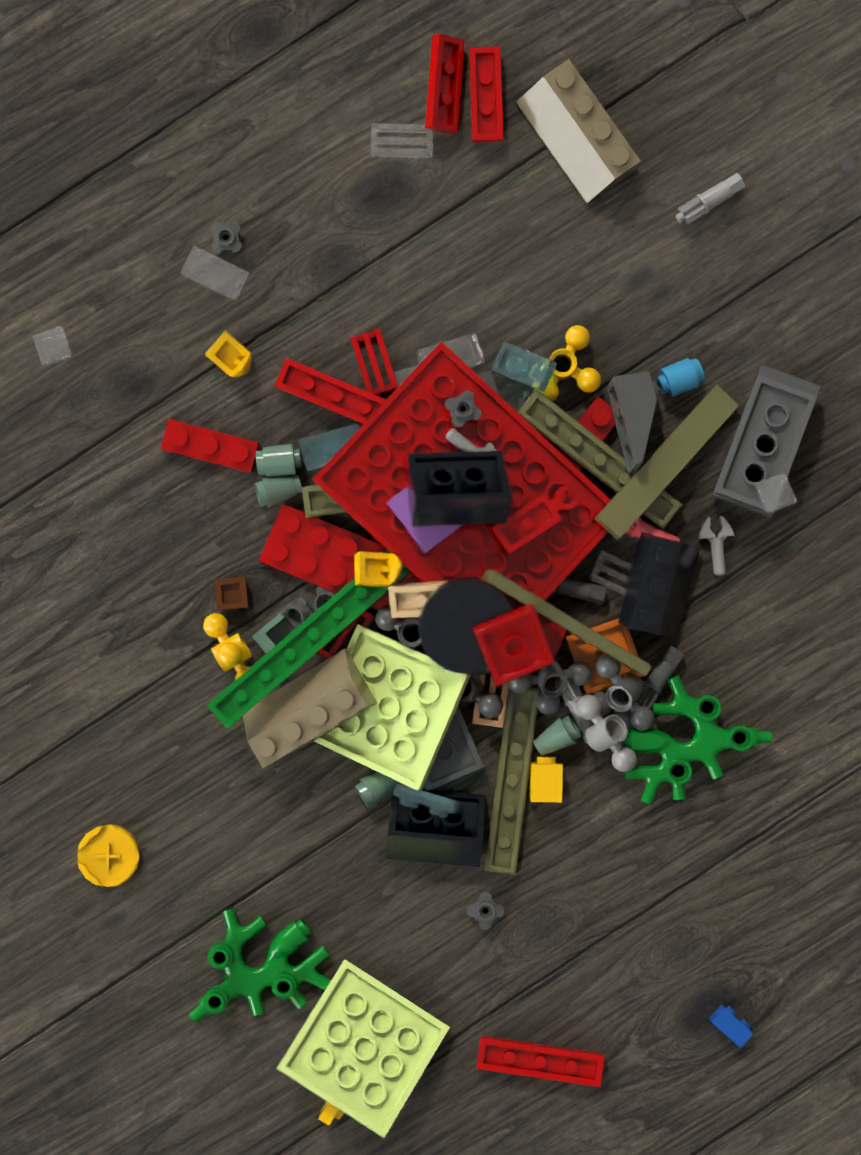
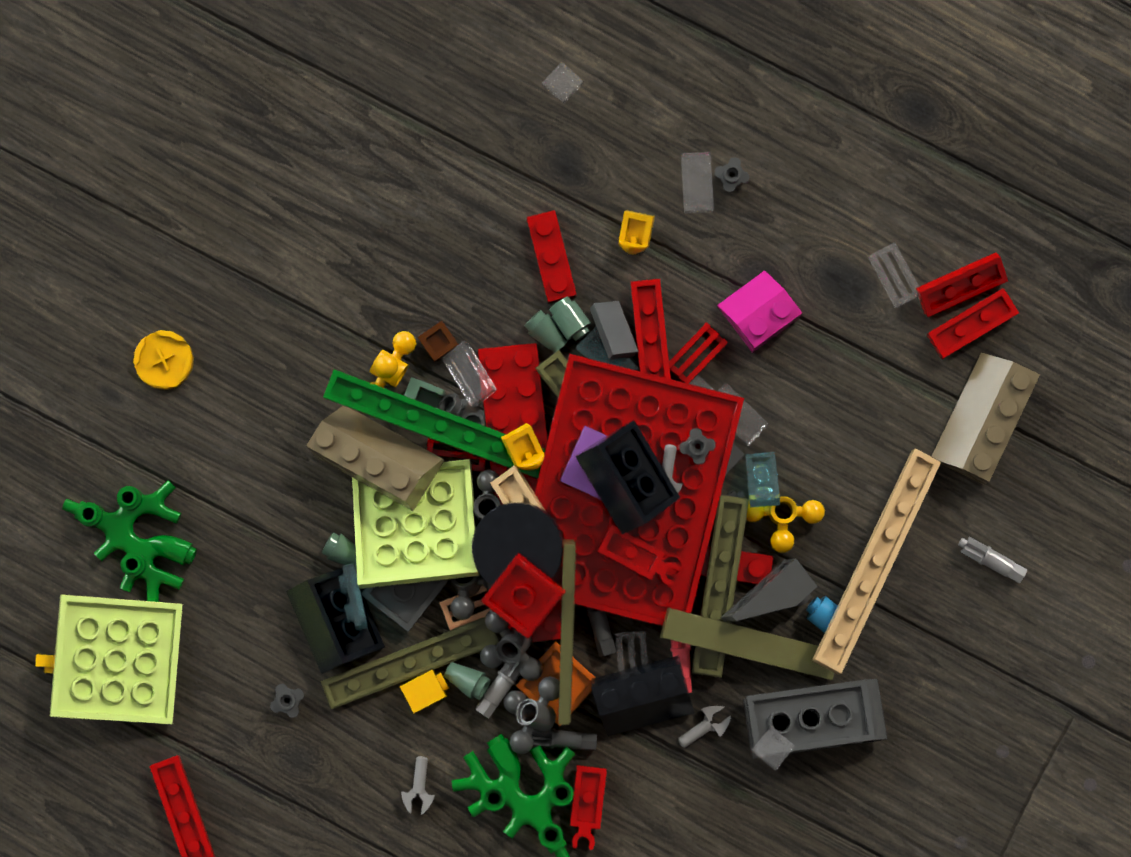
camera: 65 degrees right, 5 degrees down
(277, 581) = (469, 374): none -> clear tile
(310, 426) = (613, 330): none -> dark grey tile
(366, 282) = (760, 310): none -> dark pink slope
(607, 732) = (494, 719): light grey piece -> none
(629, 833) = (418, 787): none -> light grey bar
(656, 304) = (876, 561): none -> tan plate
(727, 687) = (587, 802): none -> red plate

